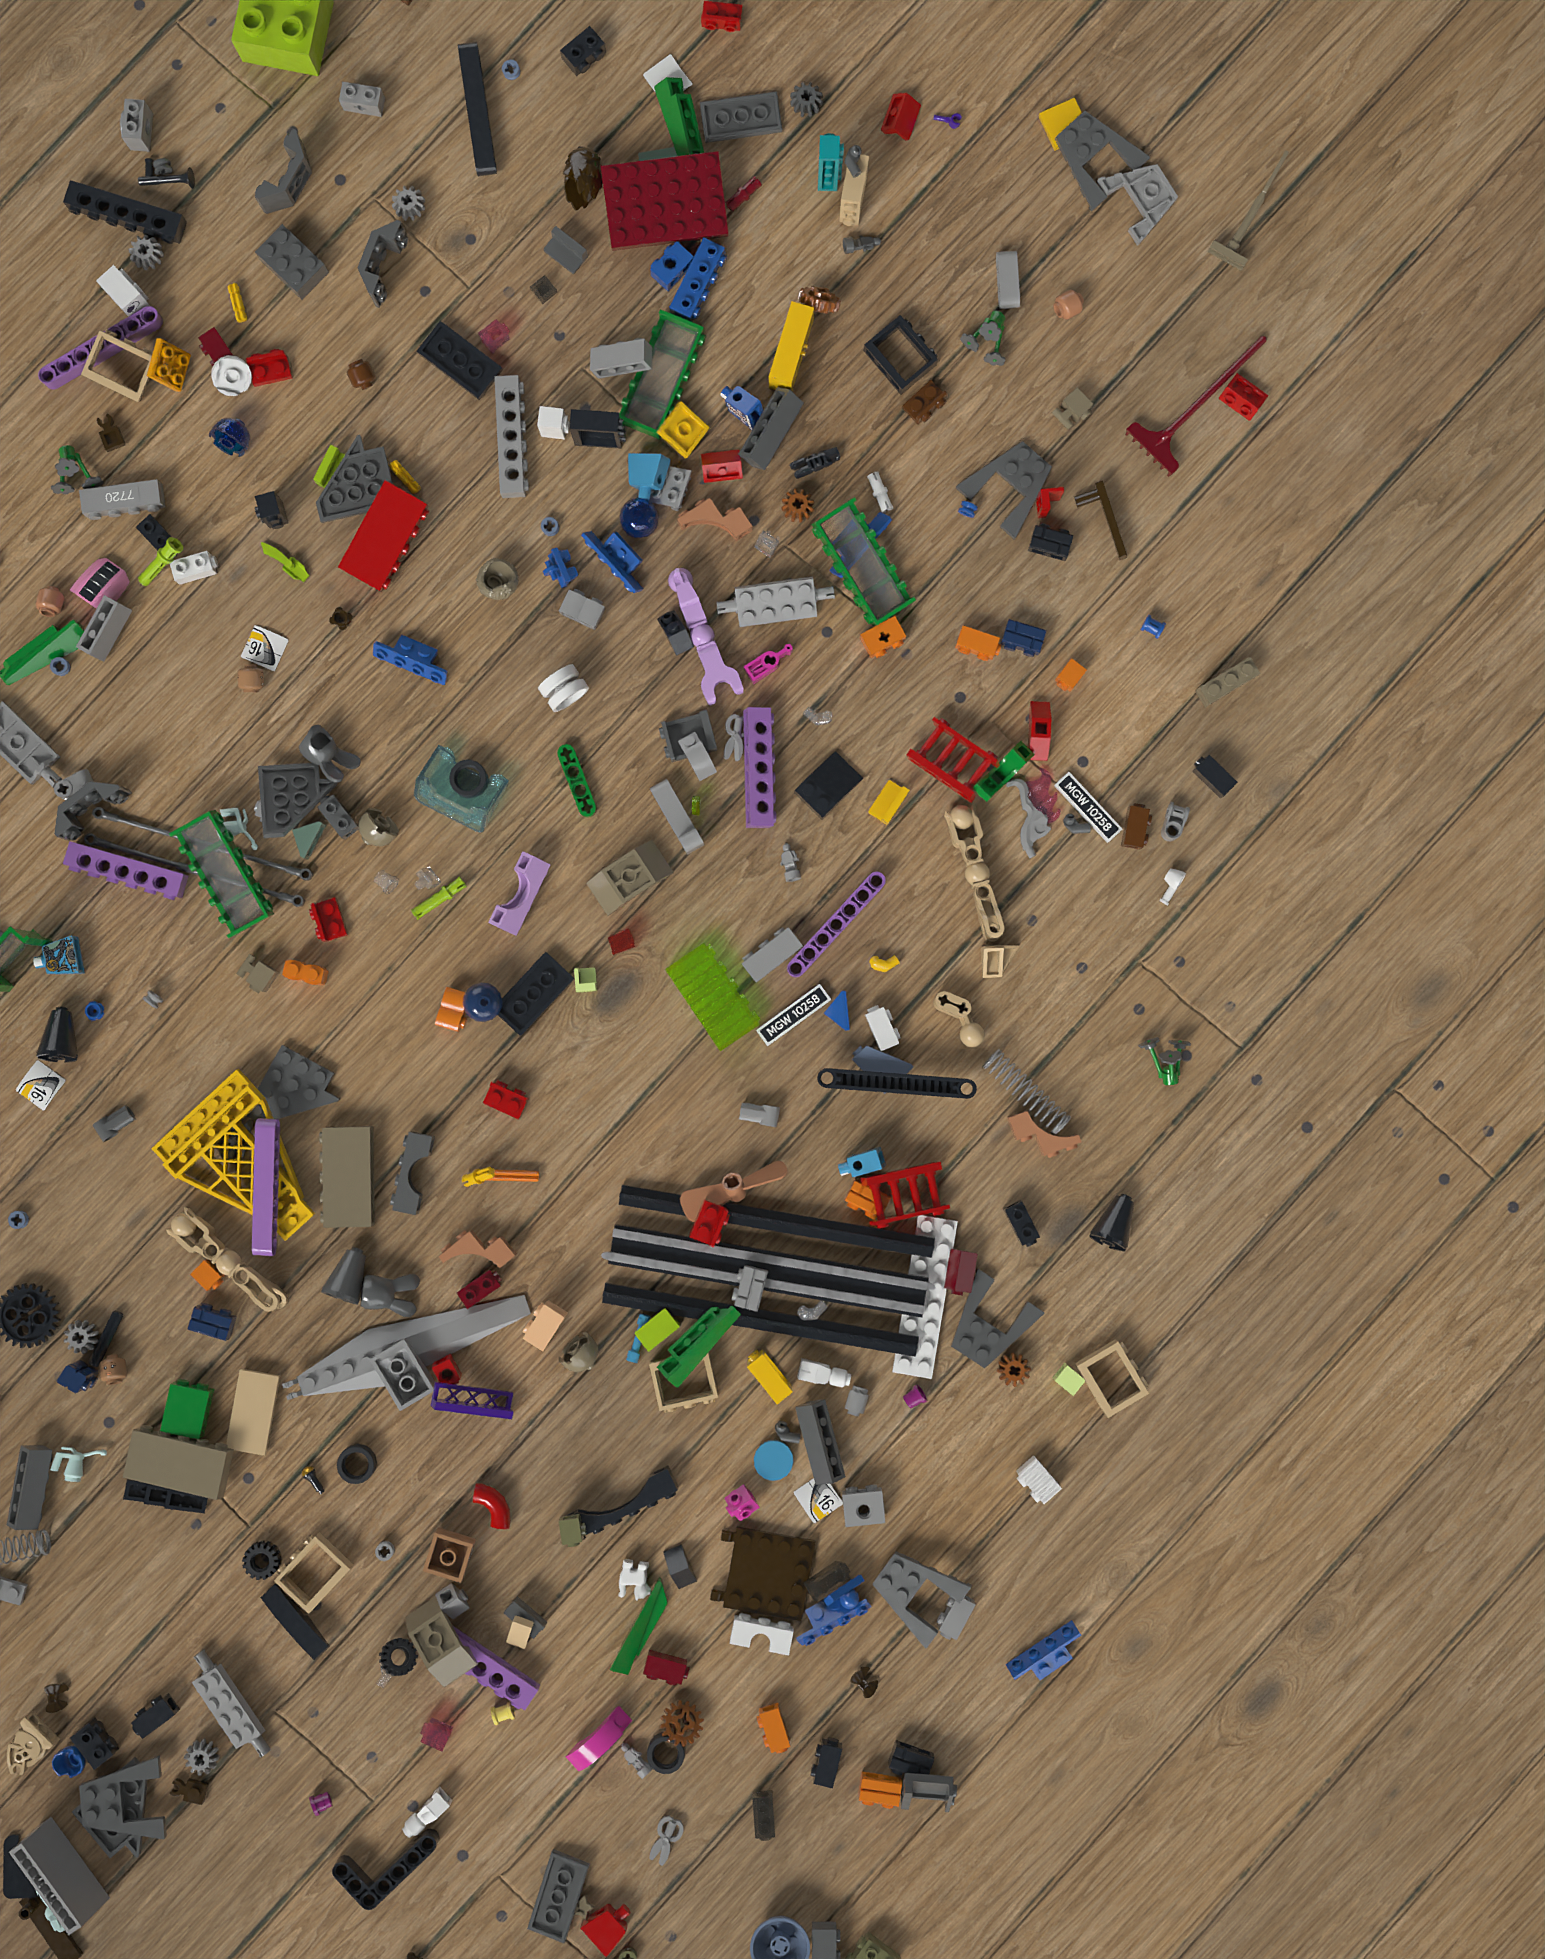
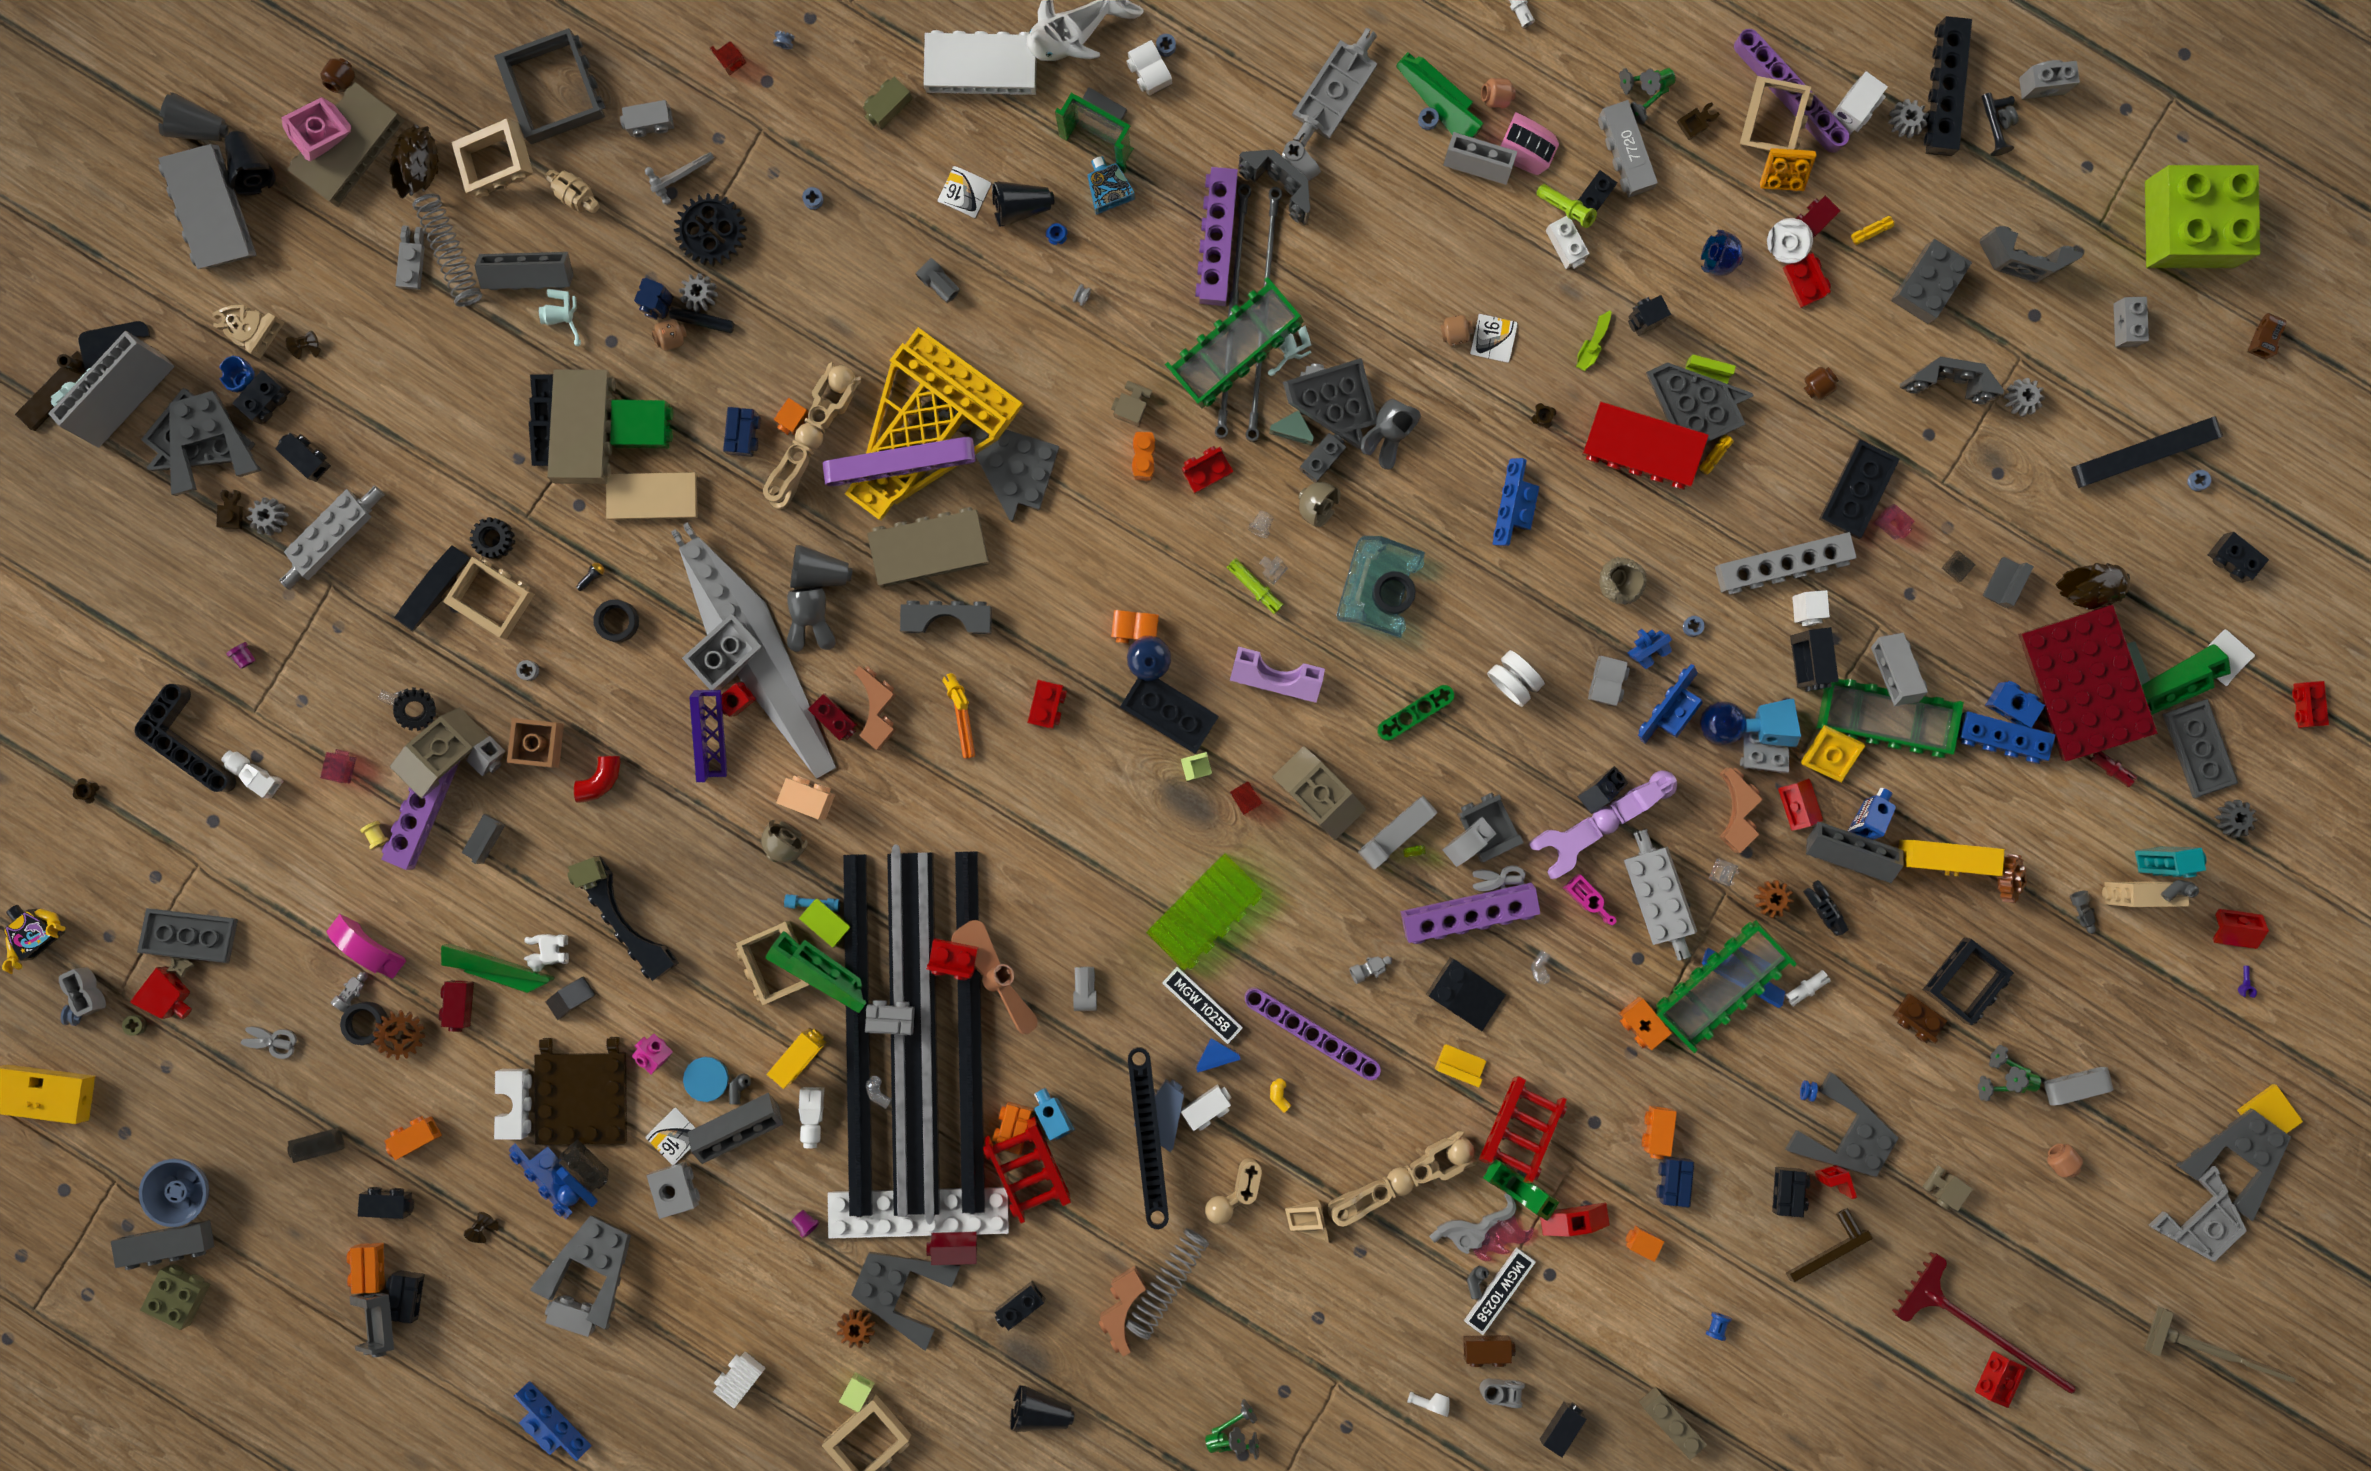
camera: 80 degrees right, 0 degrees up
(519, 1632) = (465, 837): tan tile -> none
(771, 954) = (1265, 968): light grey brick -> none
(856, 1400) = (788, 1159): light grey brick -> none

